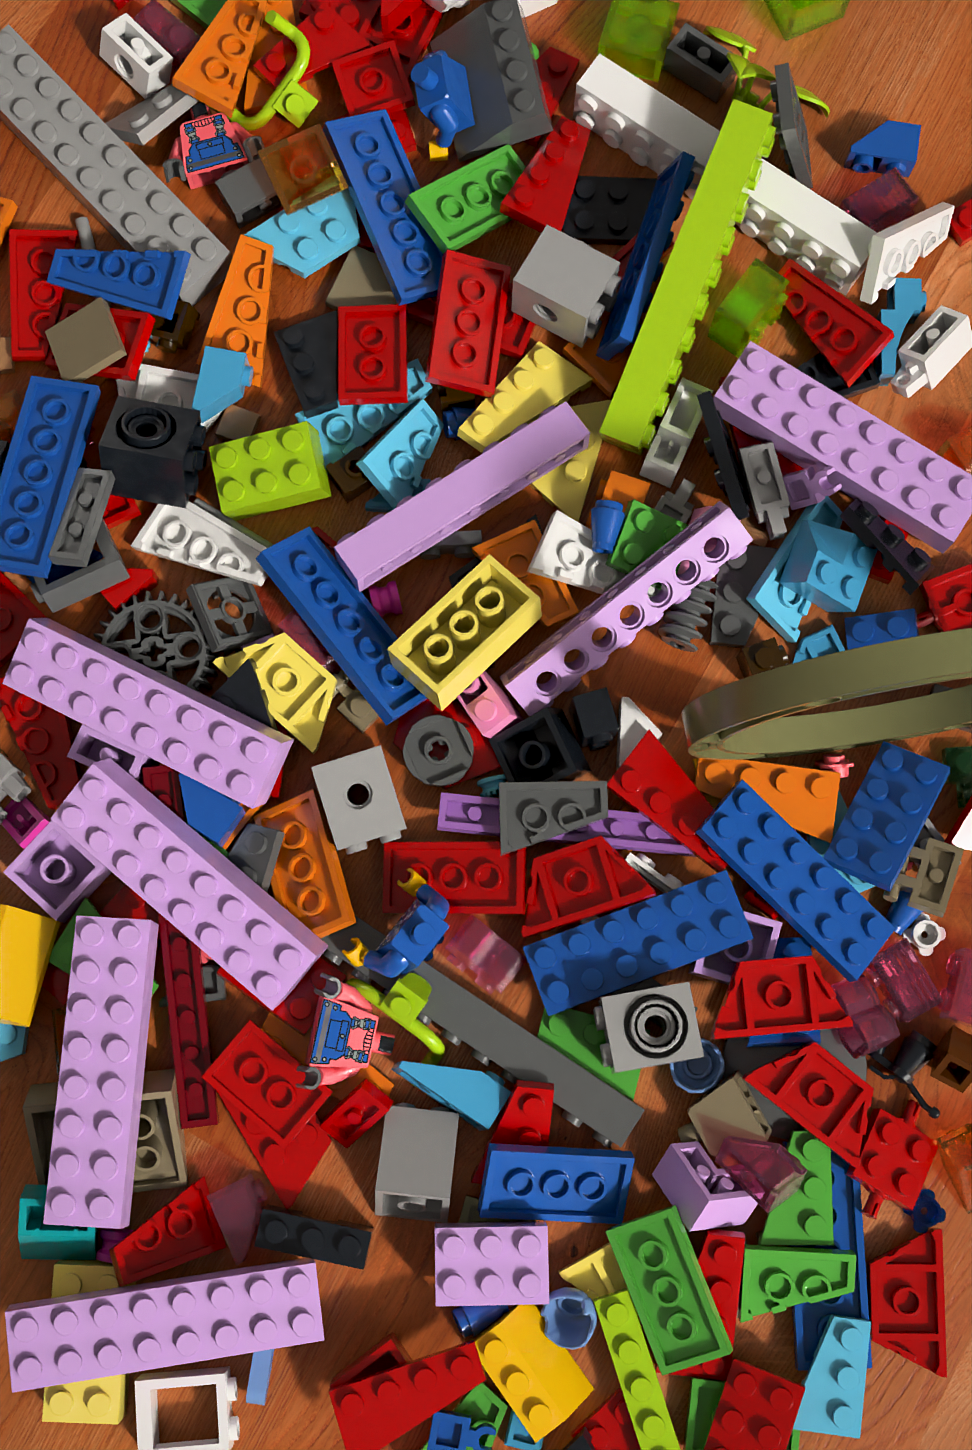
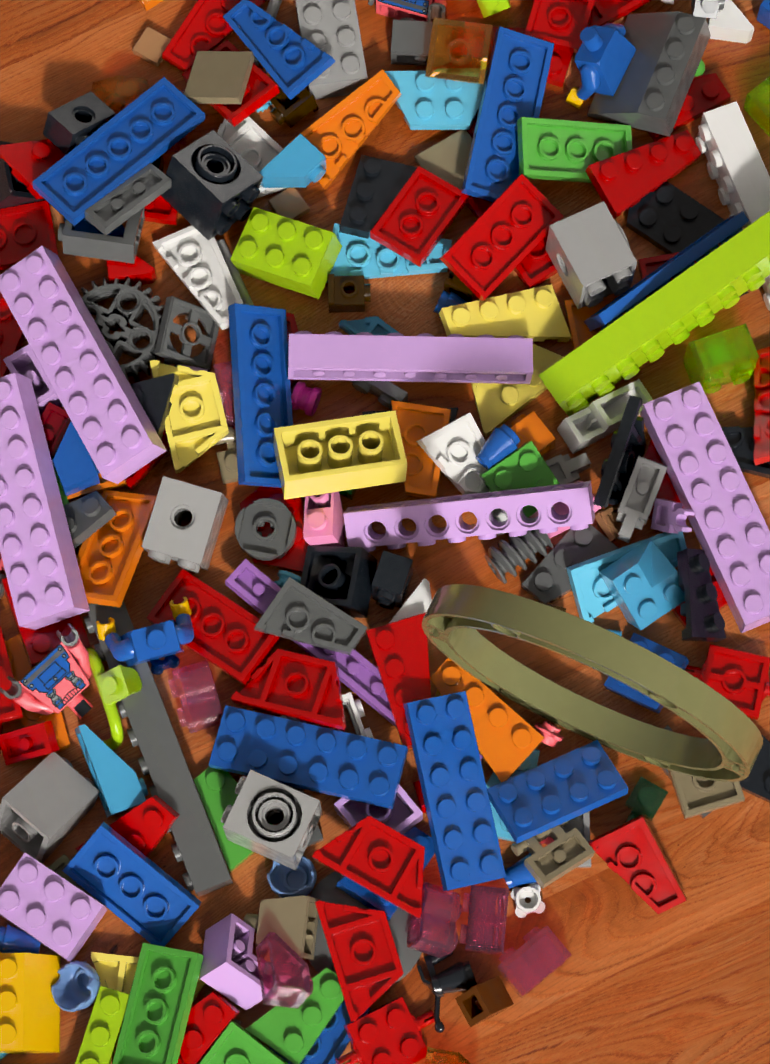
camera: 40 degrees right, 5 degrees down
(401, 453) = (389, 301): medium azure wing -> none

